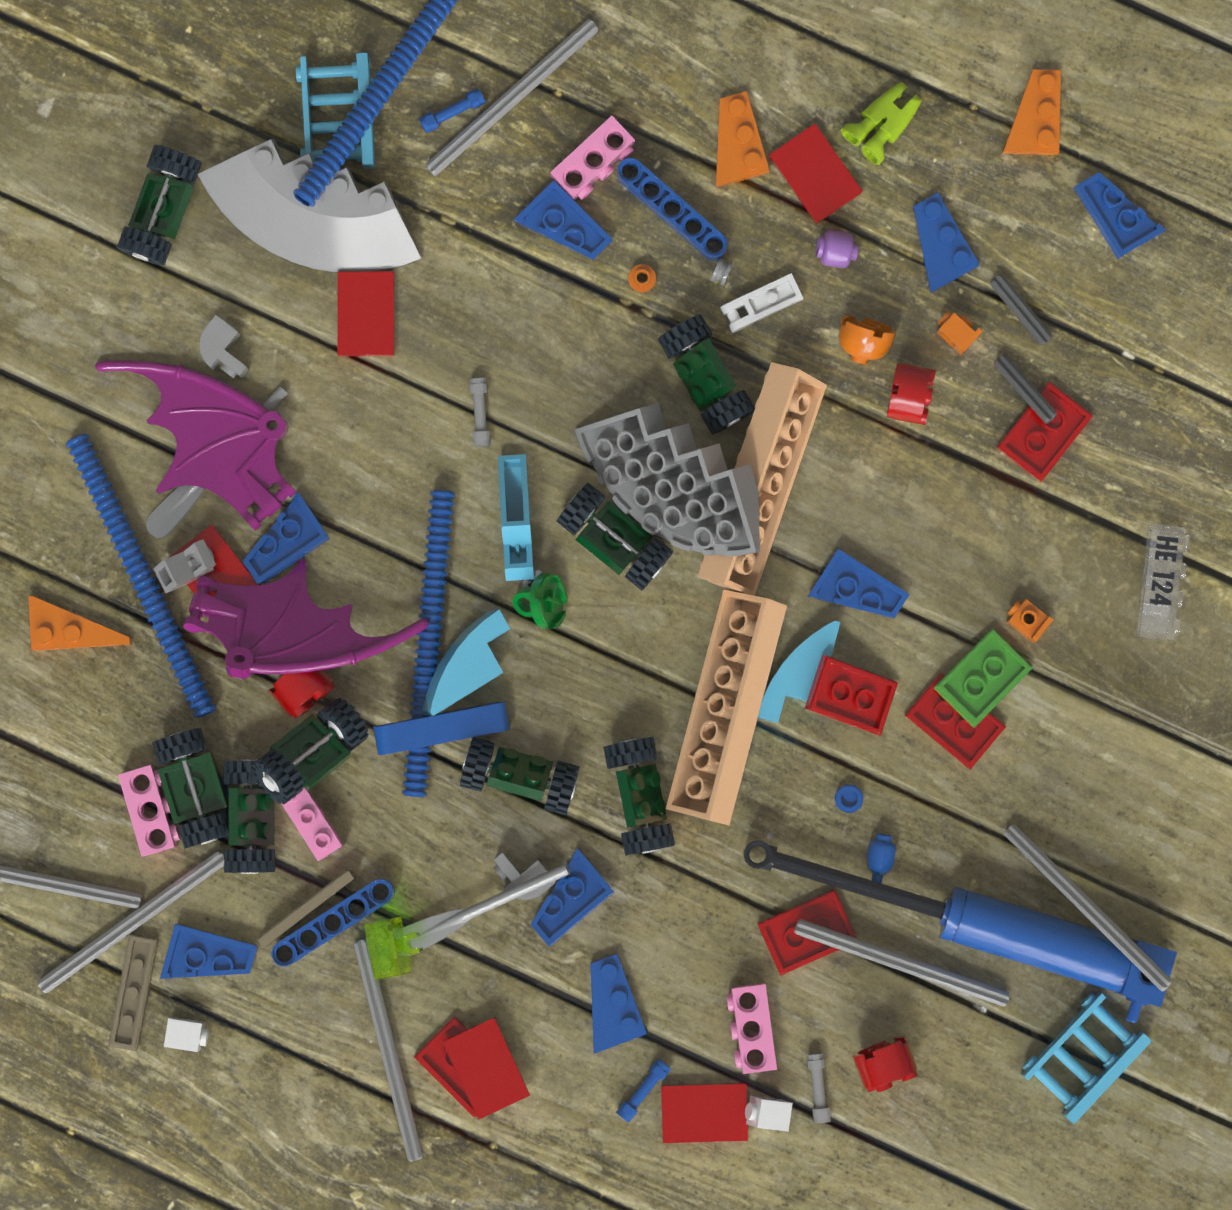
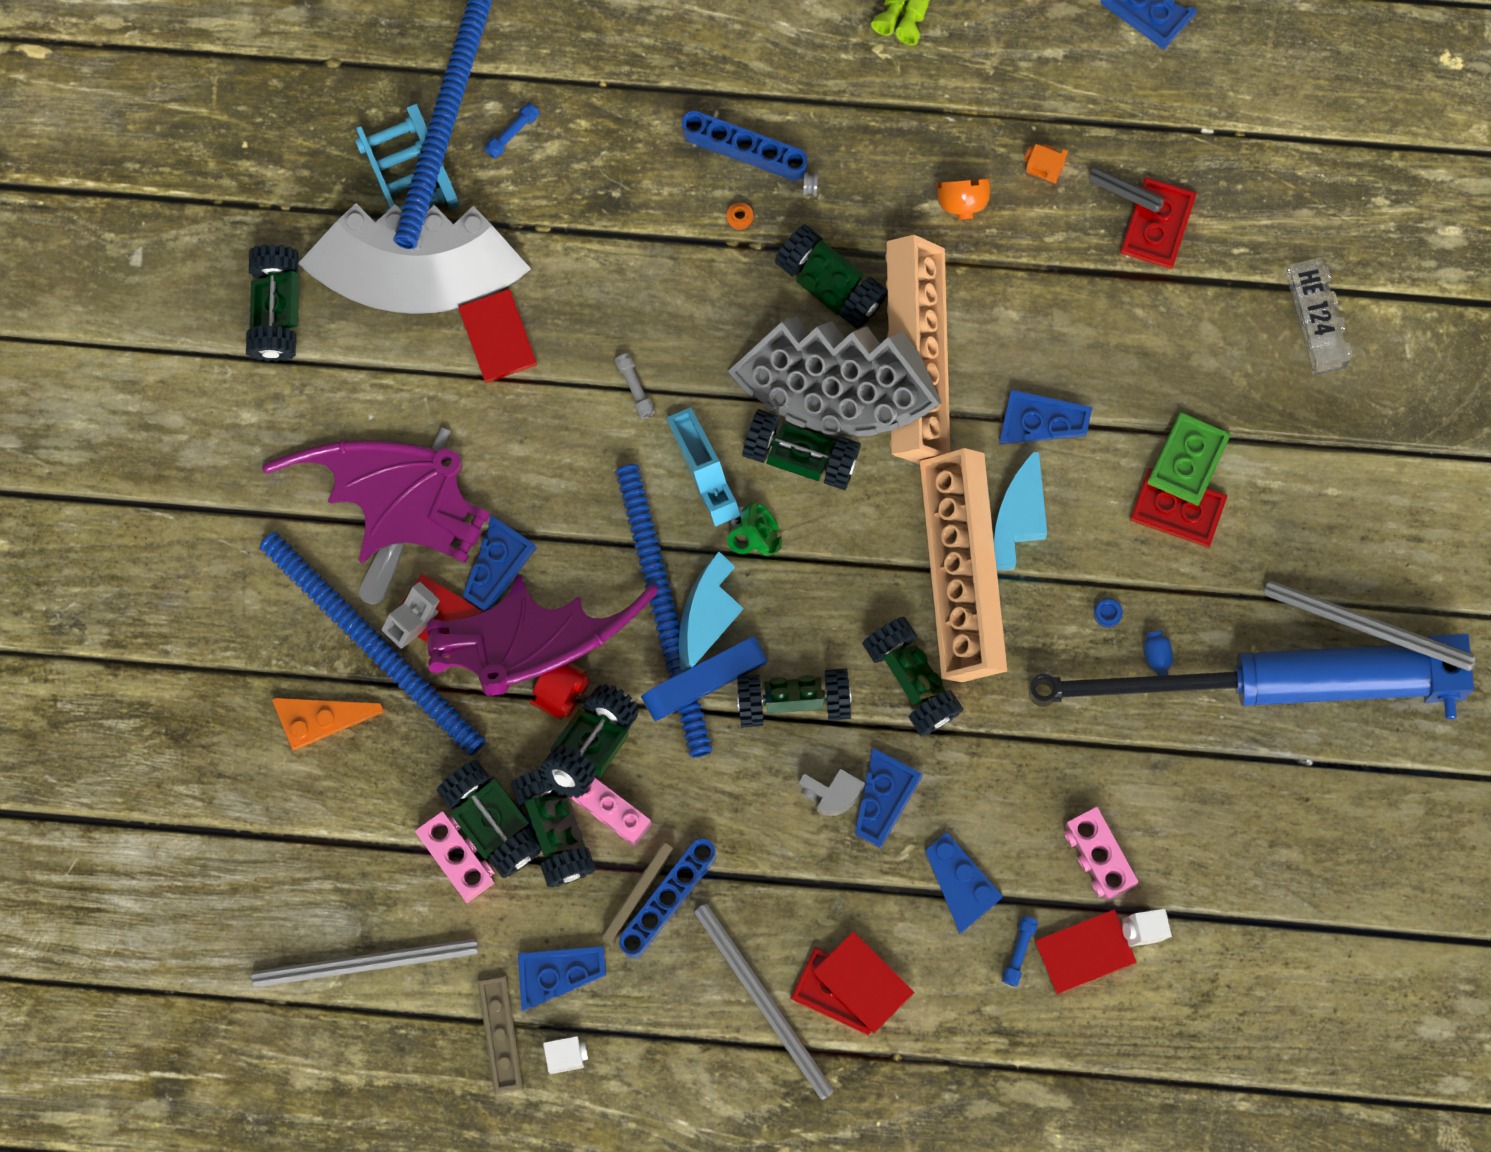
camera: 15 degrees left, 10 degrees down
(131, 922) = (475, 969): light grey axle -> none
(215, 344) = (368, 410): light grey brick -> none
(389, 947) = (730, 901): clear neon green brick -> none
(442, 925) = (762, 874): light grey piece -> none
(512, 97) = (562, 100): light grey axle -> none
(565, 222) = (650, 191): blue wing -> none
(594, 145) = (654, 114): bright pink brick -> none
(739, 143) = (783, 68): orange wing -> none
(762, 302) = (858, 198): white plate -> none
(794, 951) = (1117, 749): red tile -> none
(815, 174) = (863, 71): red tile -> none
(820, 1113) = (1172, 867): light grey bar -> none
(836, 248) = (907, 127): medium lavender head -> none
(851, 695) = (1074, 515): red tile -> none
(885, 1063) = (1238, 840): red brick -> none
(901, 962) = (1216, 743): light grey axle -> none
(911, 393) = (1024, 227): red brick -> none
(942, 244) = (1002, 92): blue wing -> none
(1021, 309) = (1094, 123): dark grey axle -> none
(1030, 631) = (1212, 401): orange brick -> none
(1093, 1084) = (1449, 766): medium azure fence -> none

